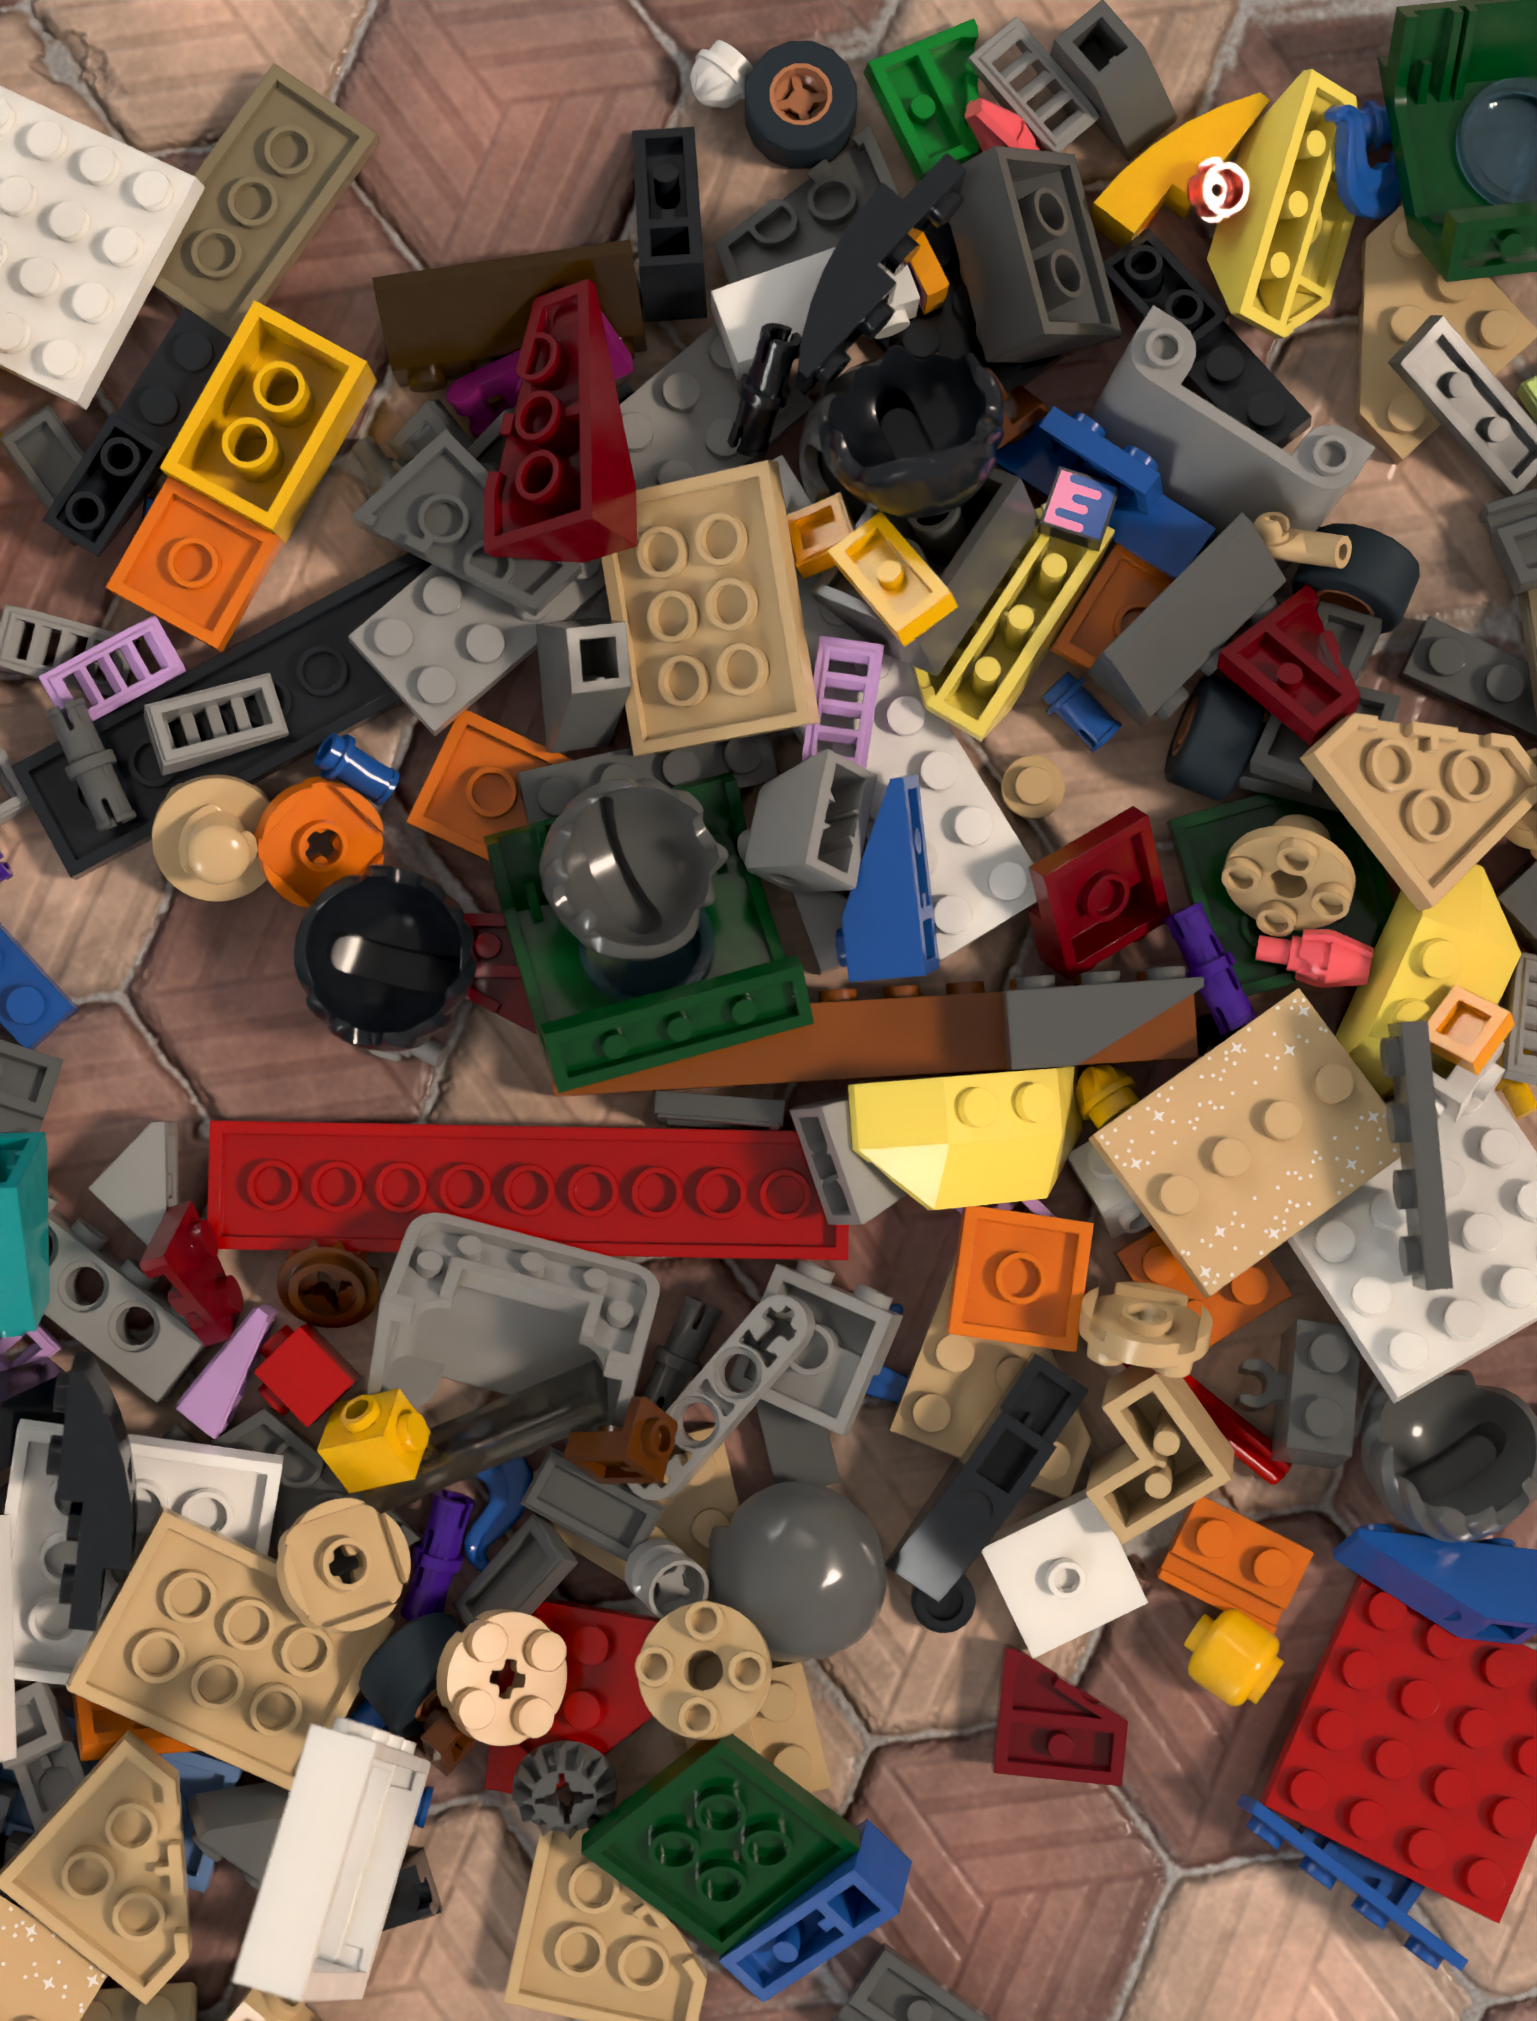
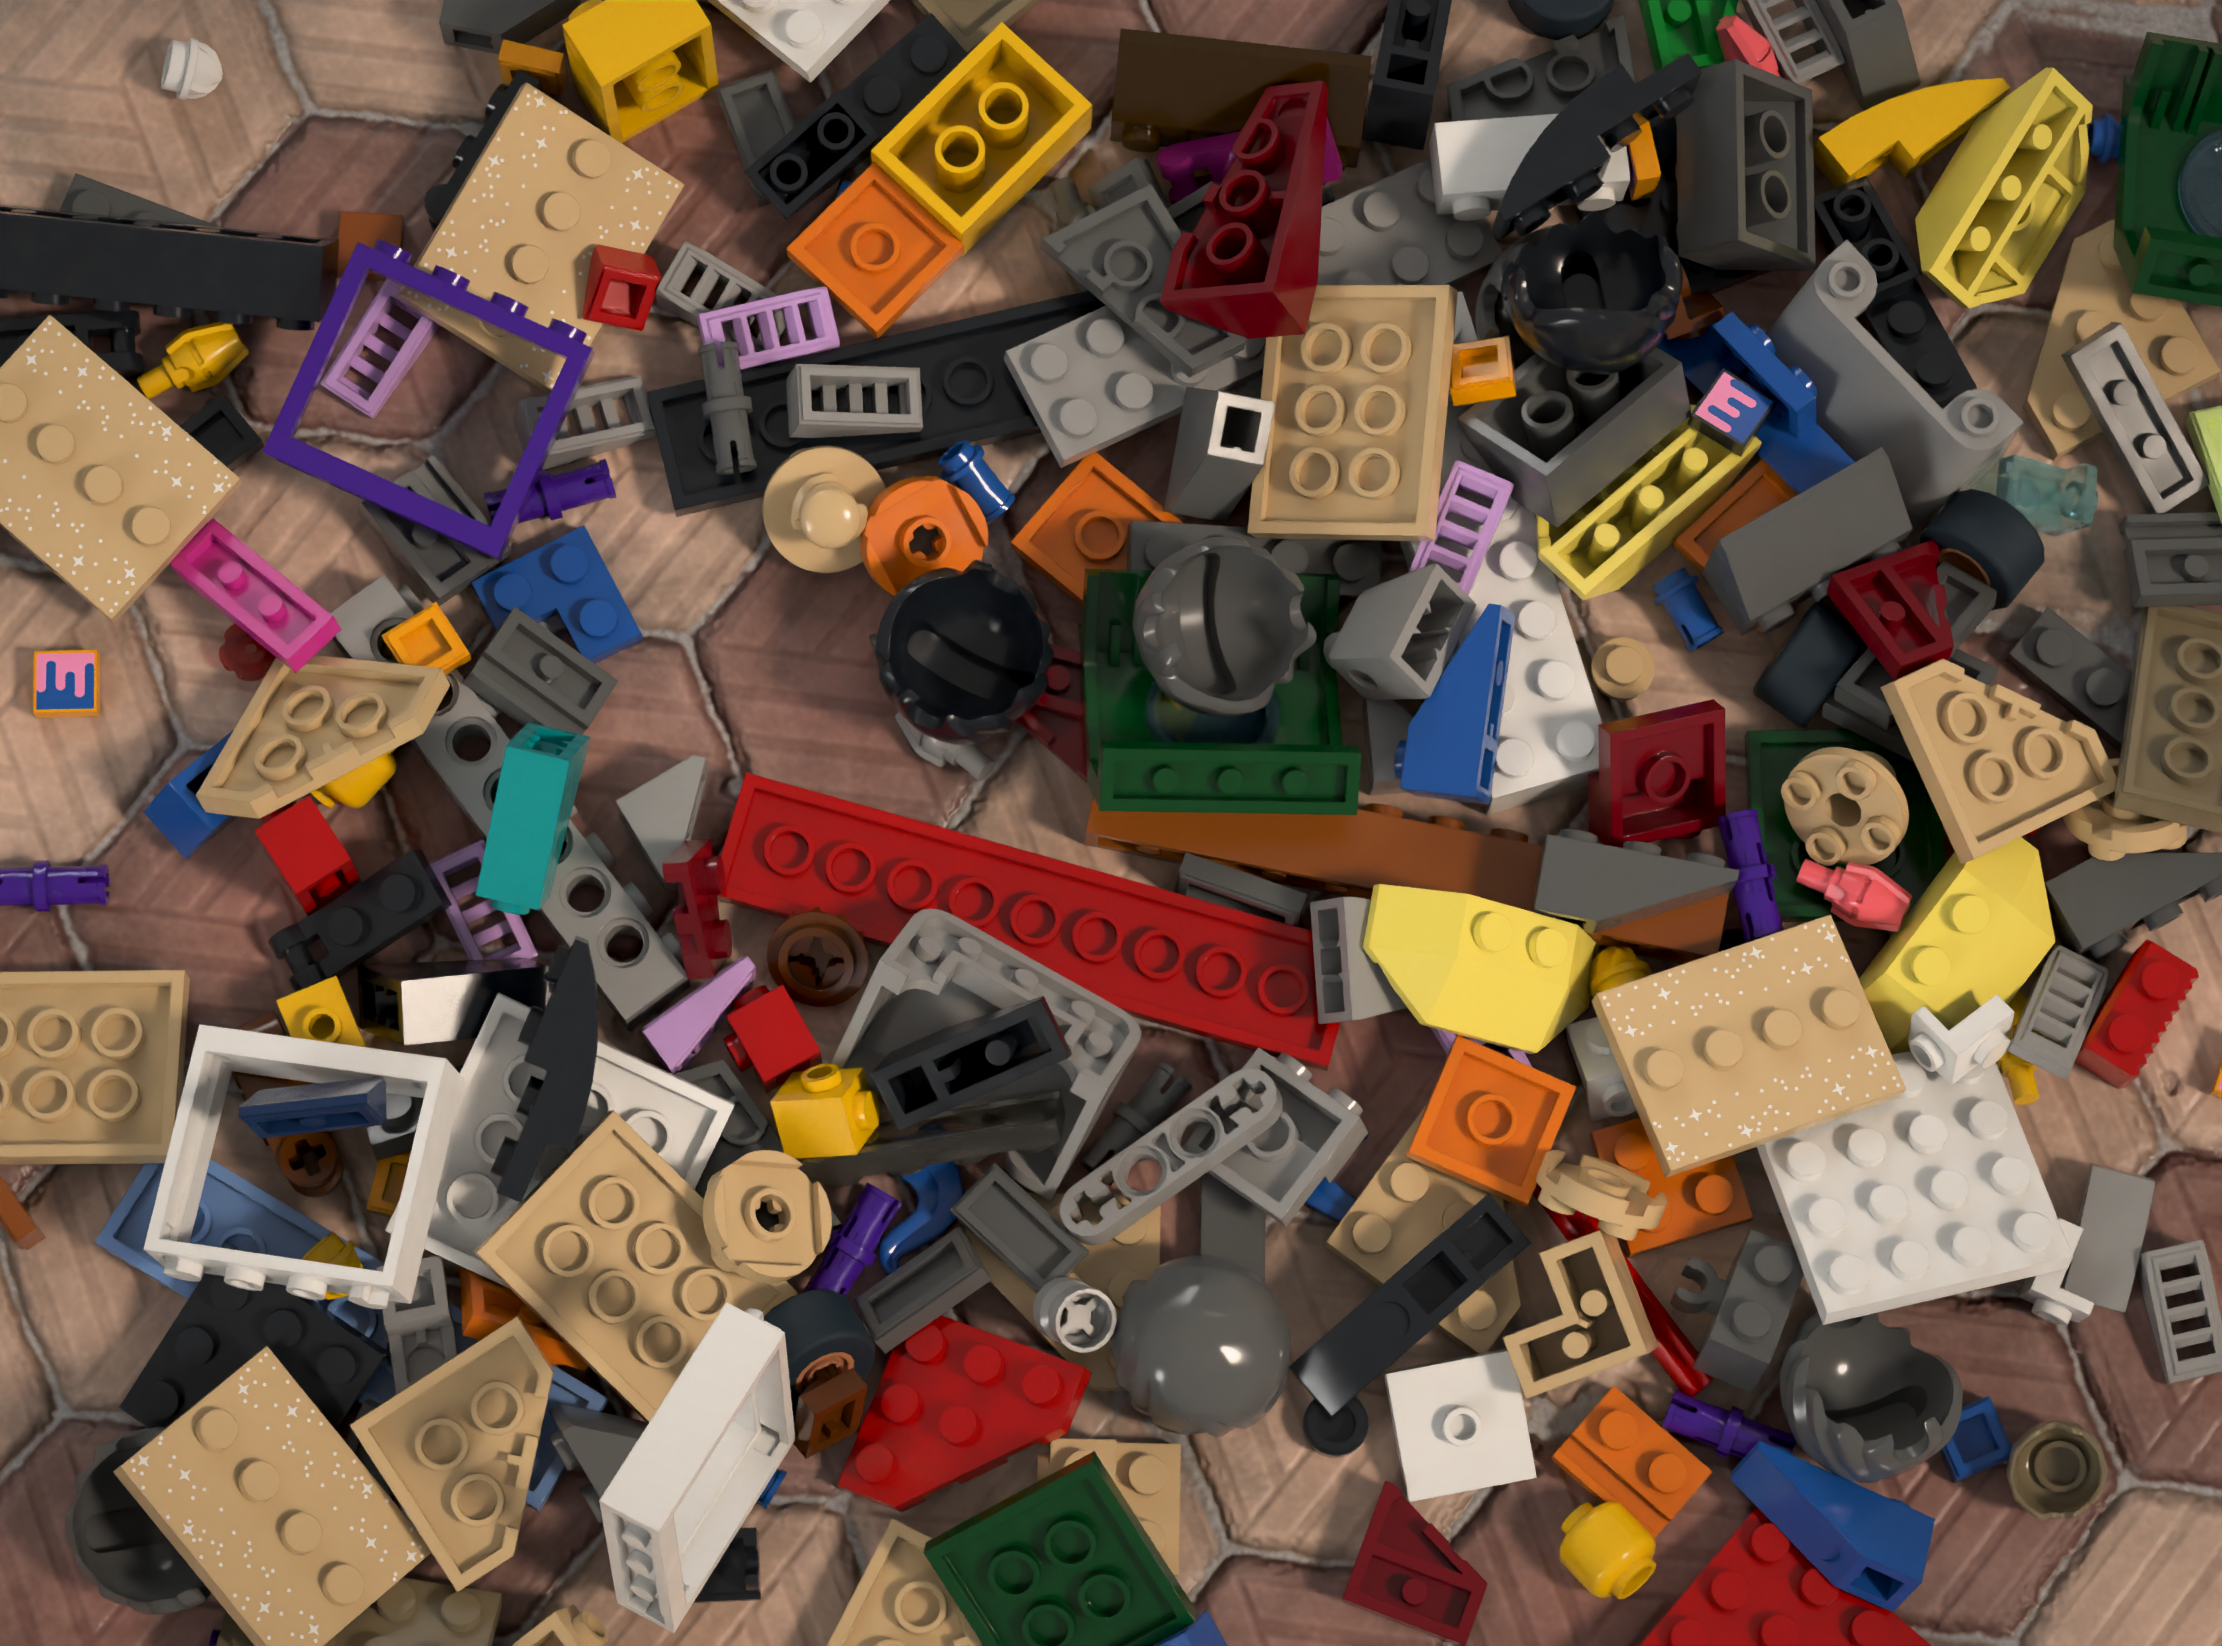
camera: 10 degrees right, 10 degrees down
(495, 1365) = (968, 1061): none -> black slope
(538, 1682) = (927, 1358): tan plate -> none
(588, 1776) = (899, 1472): dark grey gear -> none
(629, 1453) = (1070, 1176): reddish brown bracket -> none
(704, 1671) = (1093, 1394): tan plate -> none
(764, 389) = (1461, 225): black pin -> none
(892, 578) = (1537, 420): yellow plate -> none
(1233, 190) = (1953, 159): clear red plate -> none
(1300, 544) = (1933, 498): tan arm -> none
(1316, 1508) = (1721, 1428): none -> dark purple pin
(1363, 190) = (2078, 192): blue piece -> none
(1405, 503) = (2048, 495): none -> clear light blue bracket
(1420, 1182) = (1896, 1114): dark grey plate -> none
(1468, 1029) = (1979, 985): light orange plate -> none

